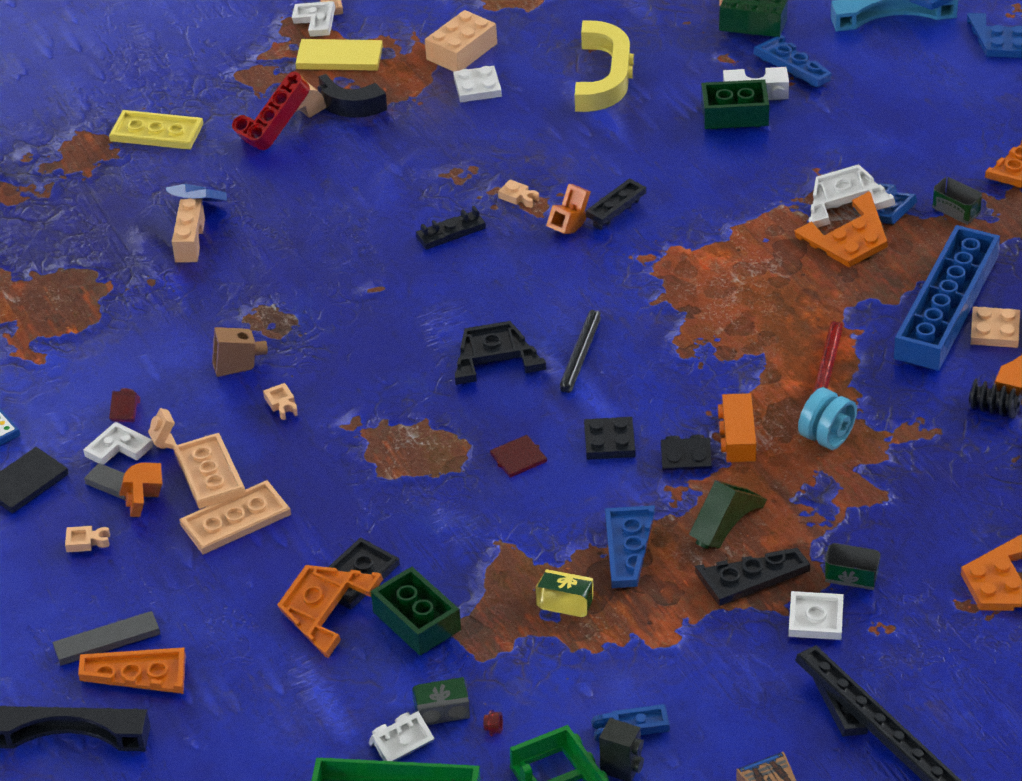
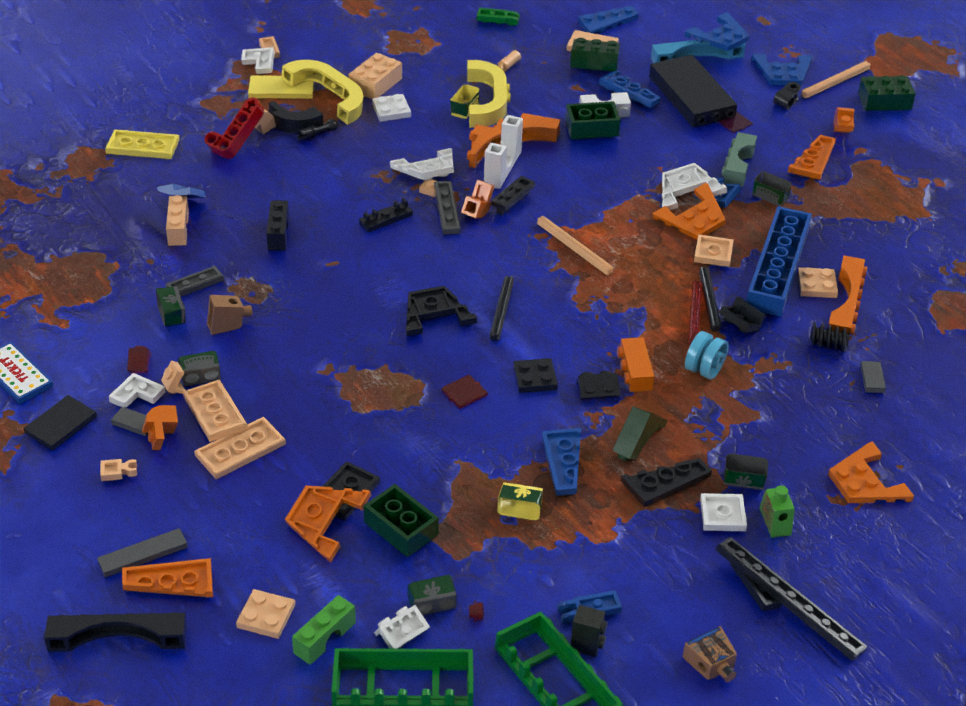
camera: 10 degrees left, 0 degrees up
(169, 339) = (170, 306): none -> dark green piece
(196, 418) = (200, 368): none -> dark grey piece
(202, 310) = (197, 281): none -> dark grey tile
(243, 715) = (265, 613): none -> light nougat plate
(281, 399) = (267, 351): light nougat plate -> none
(291, 745) = (312, 637): none -> bright green arch
(312, 233) = (277, 224): none -> black arch
(369, 115) = (312, 131): none -> black pin
(387, 35) = (320, 72): none -> light yellow arch
(512, 166) = (427, 168): none -> white wing
(529, 219) = (447, 207): none -> dark grey tile
(574, 64) = (466, 92): none -> light yellow piece
(604, 158) = (502, 157): none -> white arch
(620, 119) = (534, 129): none -> orange arch
(639, 21) = (509, 60): none -> light nougat cylinder
(687, 271) = (575, 245): none -> light nougat axle
(849, 345) = (710, 299): none -> black axle
(865, 282) = (713, 250): none -> light nougat plate
(877, 64) = (692, 90): none -> black brick
(882, 605) = (774, 505): none -> bright green torso
(887, 368) = (743, 315): none -> black bracket
(914, 173) = (741, 148): none -> sand green arch
(926, 106) = (736, 123): none -> piece
(1004, 72) = (787, 95): none -> black piece

